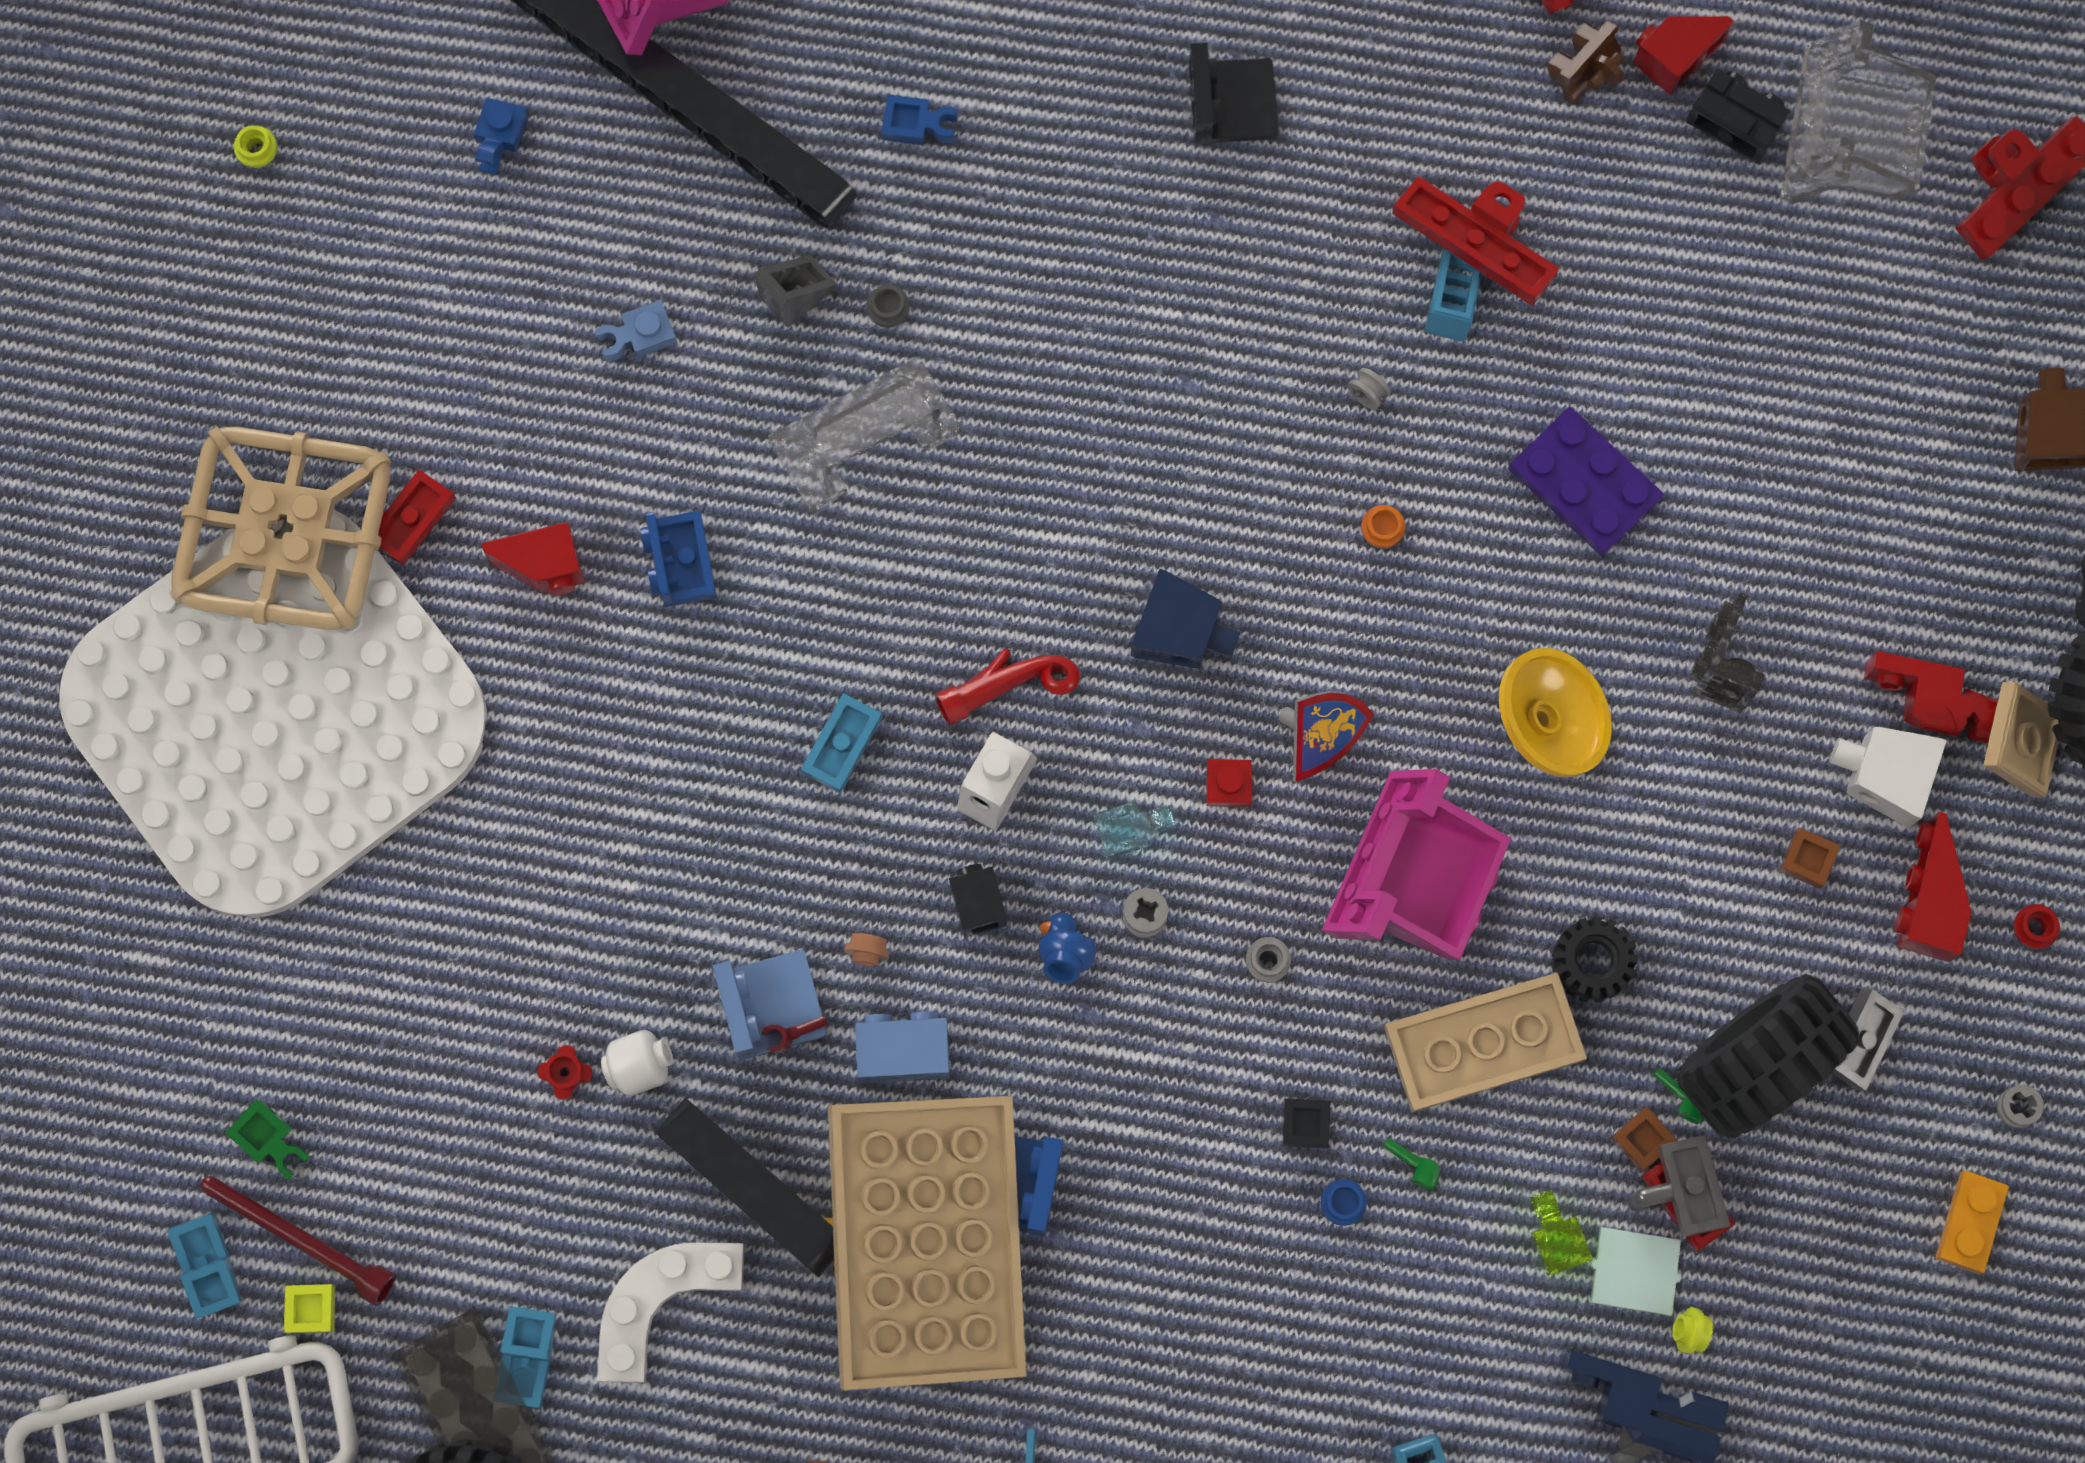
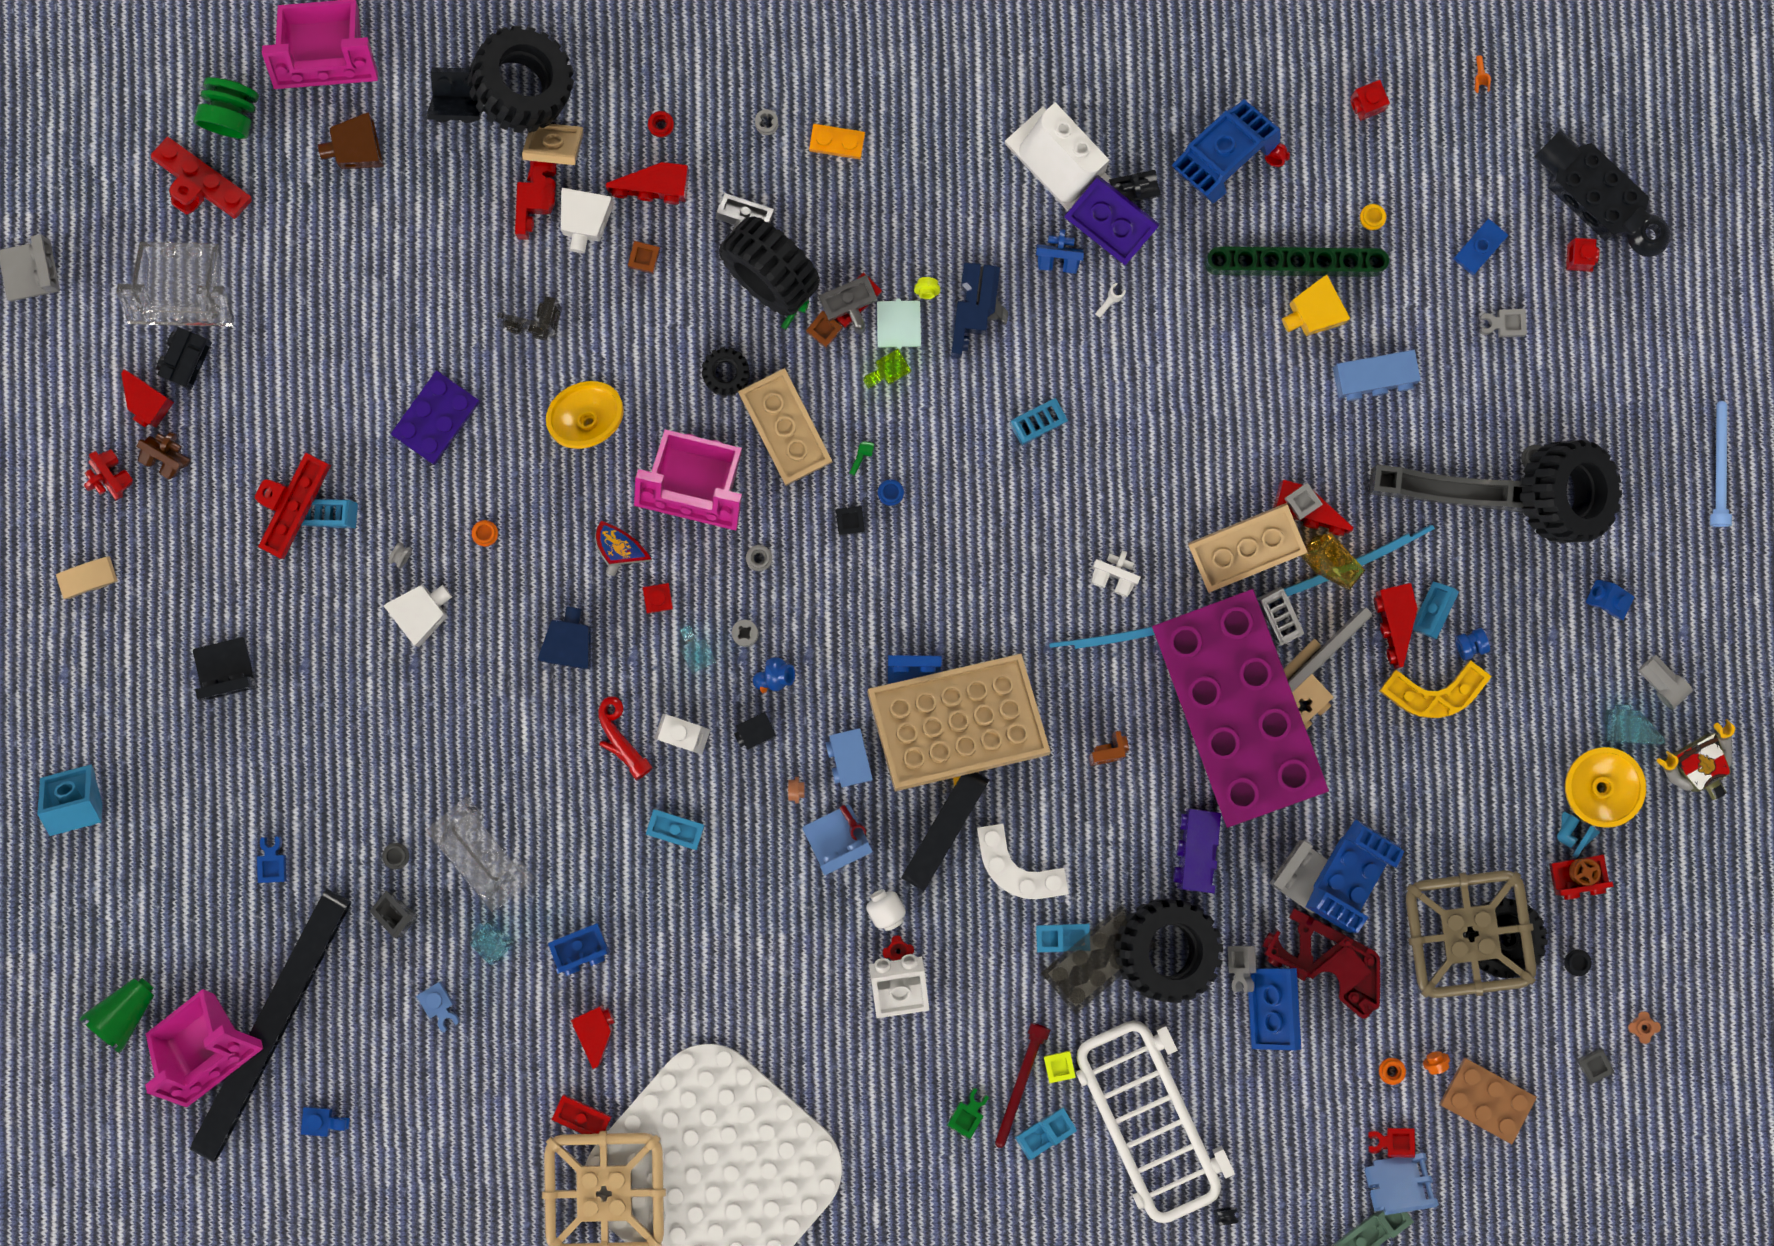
camera: 100 degrees left, 10 degrees up
(504, 1060) = (899, 986): none -> white plate
(717, 423) = (490, 942): none -> clear light blue slope
(1270, 402) = (419, 612): none -> white torso

